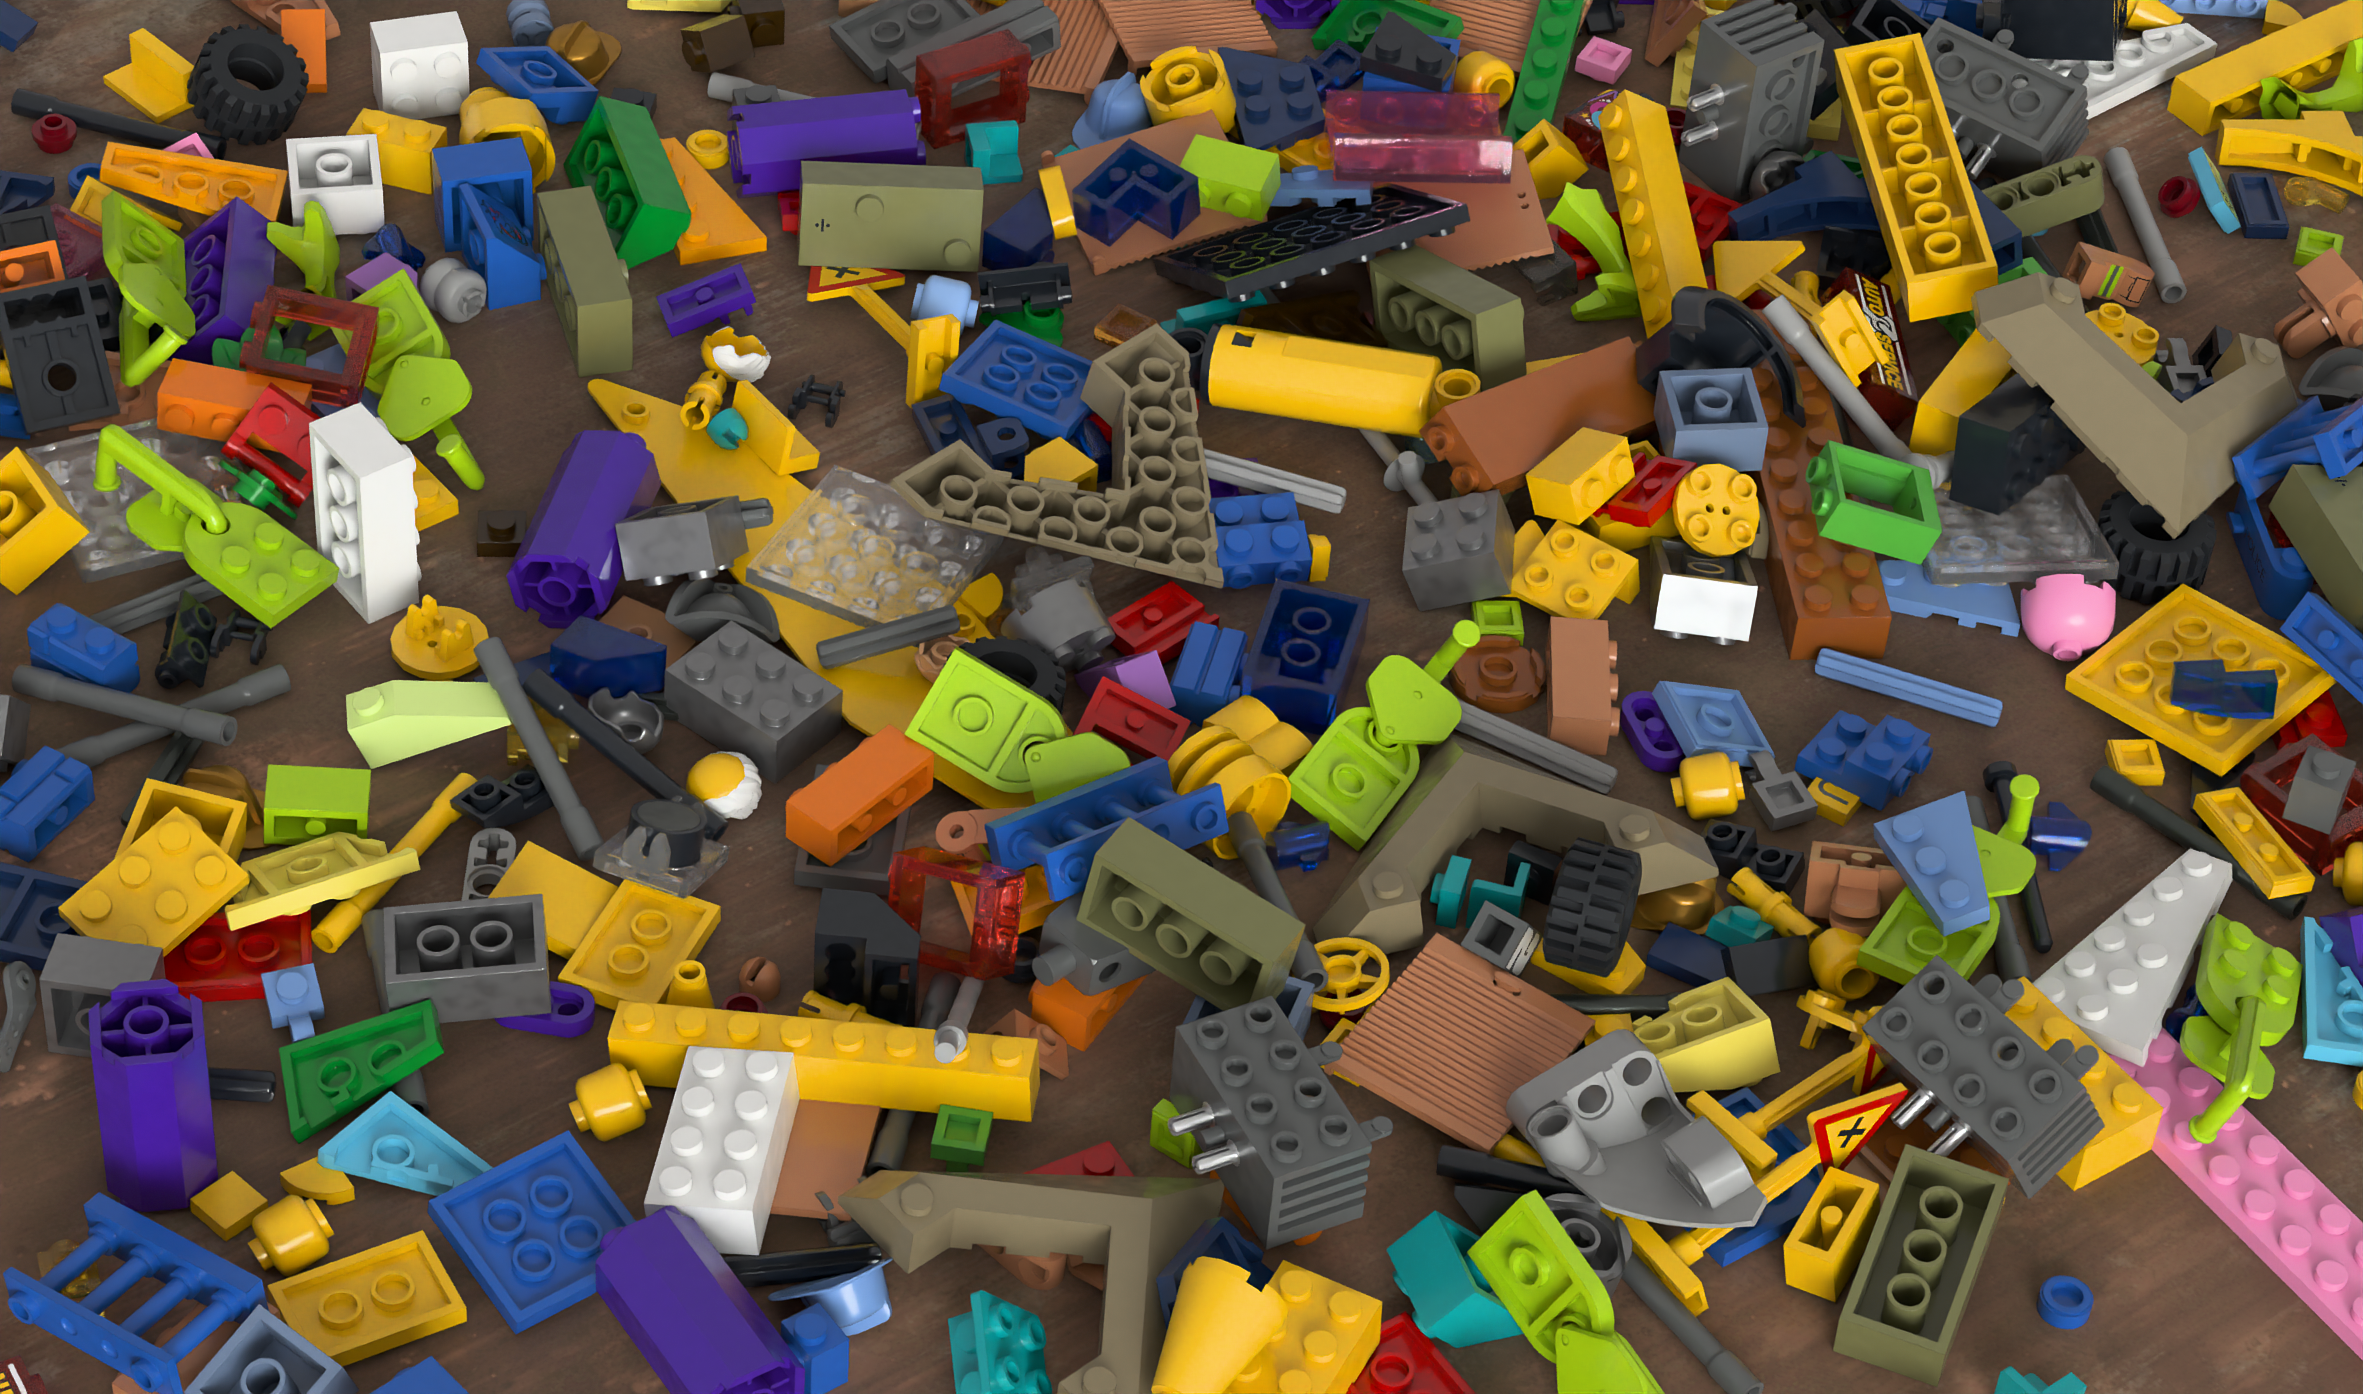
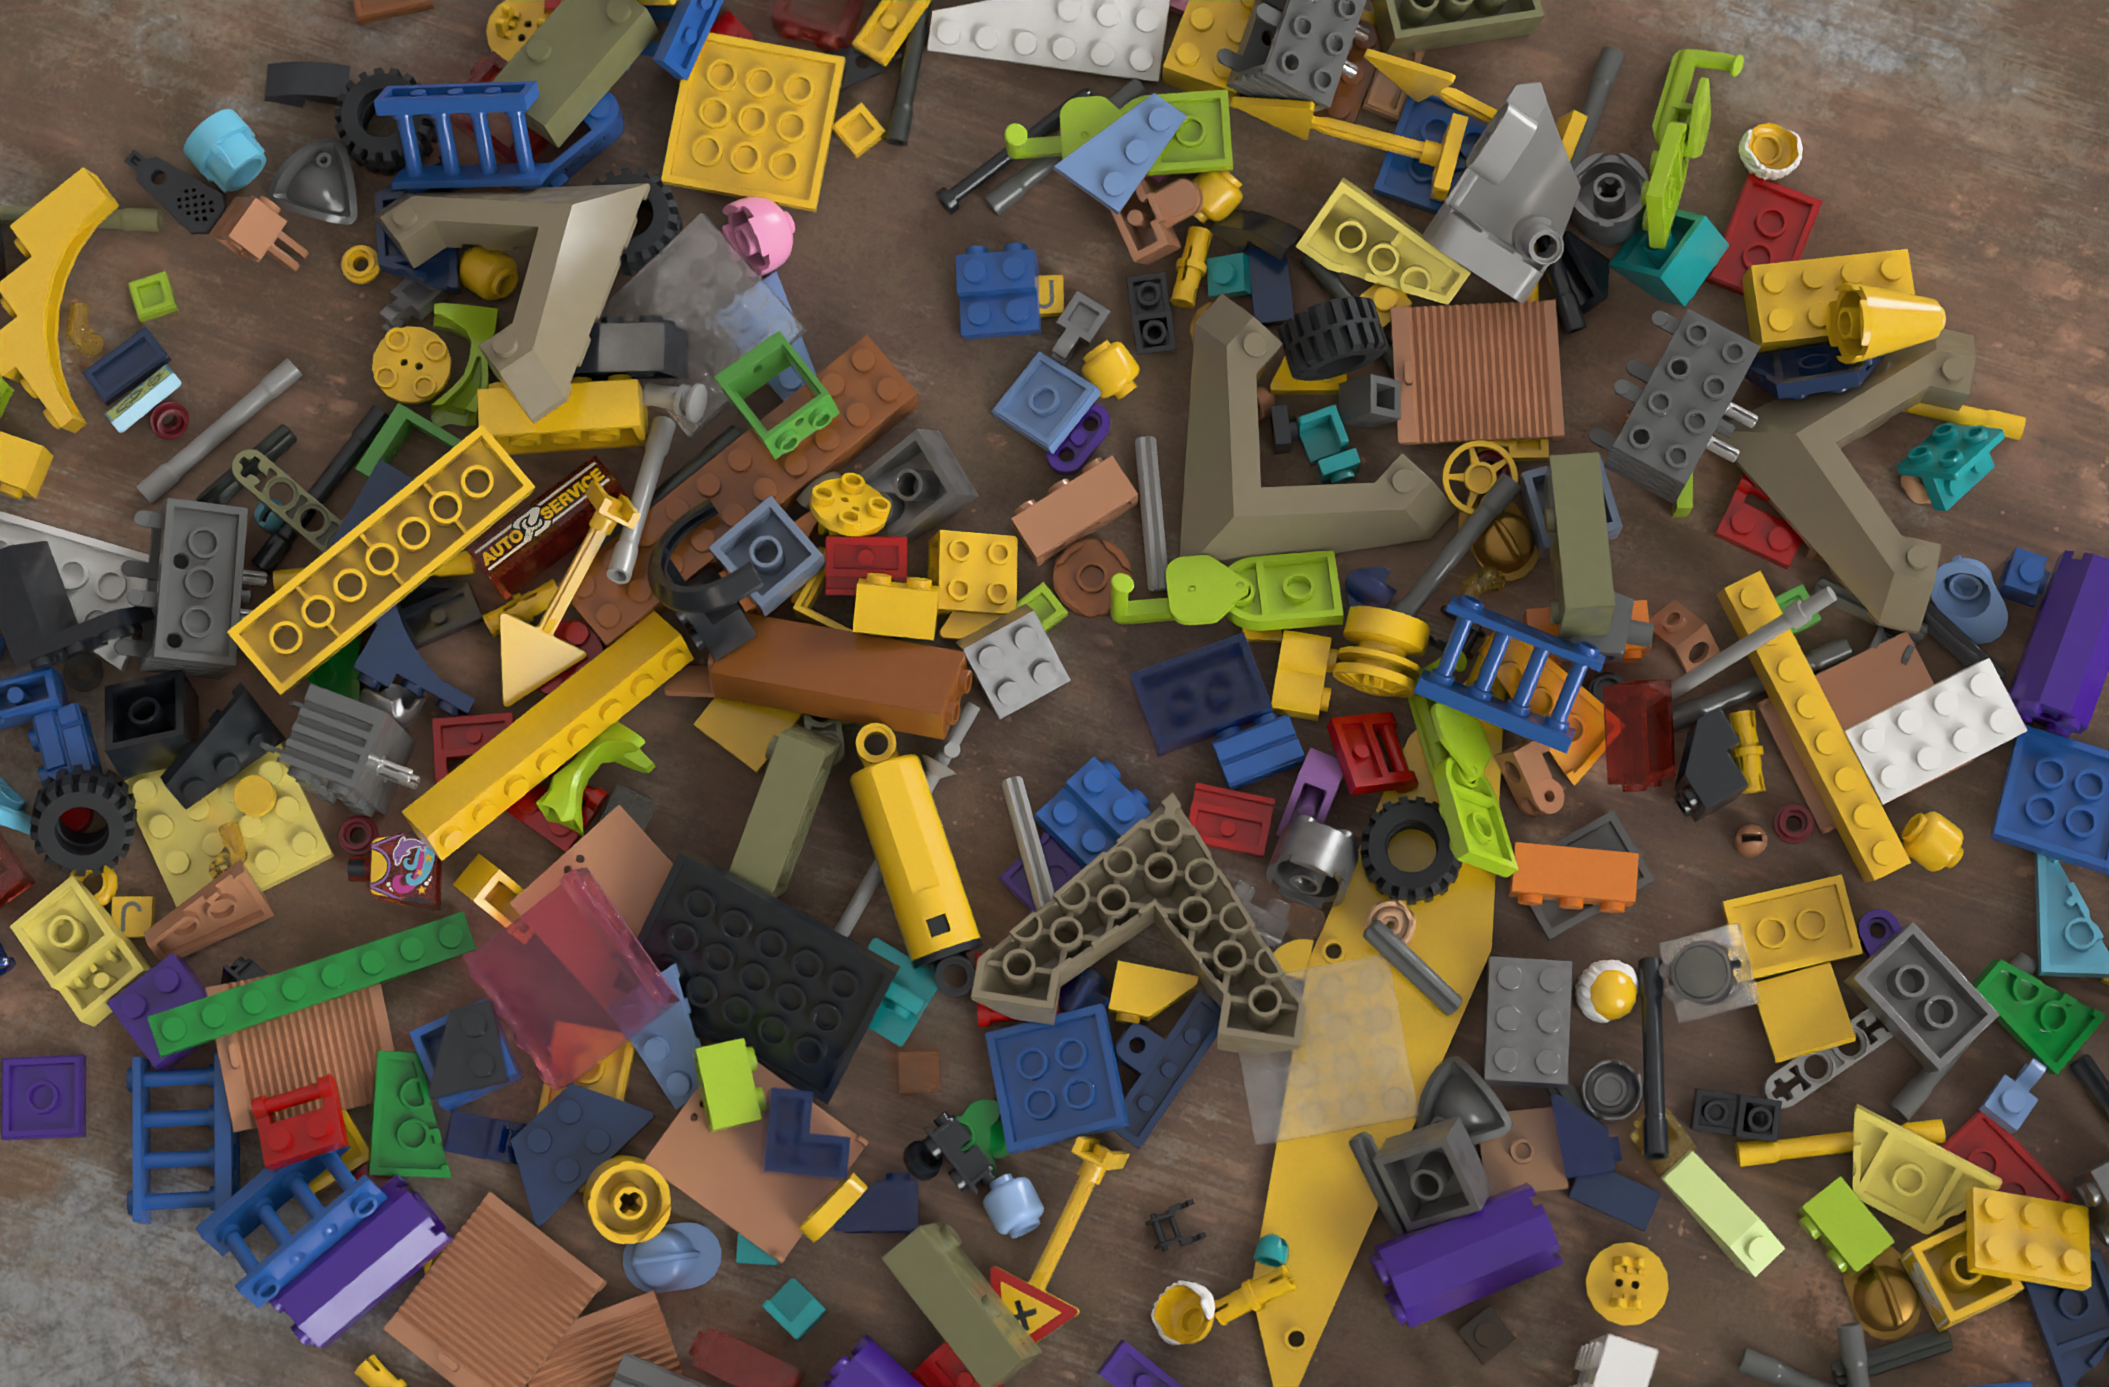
camera: 115 degrees left, 35 degrees up
(505, 681) = (1674, 1169): dark grey piece -> none
(690, 986) = (1810, 867): yellow cone -> none
(772, 433) = (1244, 1221): yellow panel -> none
(1320, 551) = (1073, 764): yellow tile -> none
(1321, 316) = (848, 904): dark brown wing -> none
(1484, 74) = (415, 1004): yellow head -> none
(1603, 60) = (309, 938): bright pink plate -> none
(1829, 1010) = (1259, 167): yellow plate -> none
(1831, 1234) = (1473, 61): yellow brick -> none
(1908, 687) = (897, 308): medium blue axle -> none
(2058, 836) = (981, 134): clear blue piece -> none
(2108, 275) = (320, 407): nougat leg -> none
(2211, 690) = (786, 89): slope -> none
(2212, 349) = (366, 293): black plate -> none

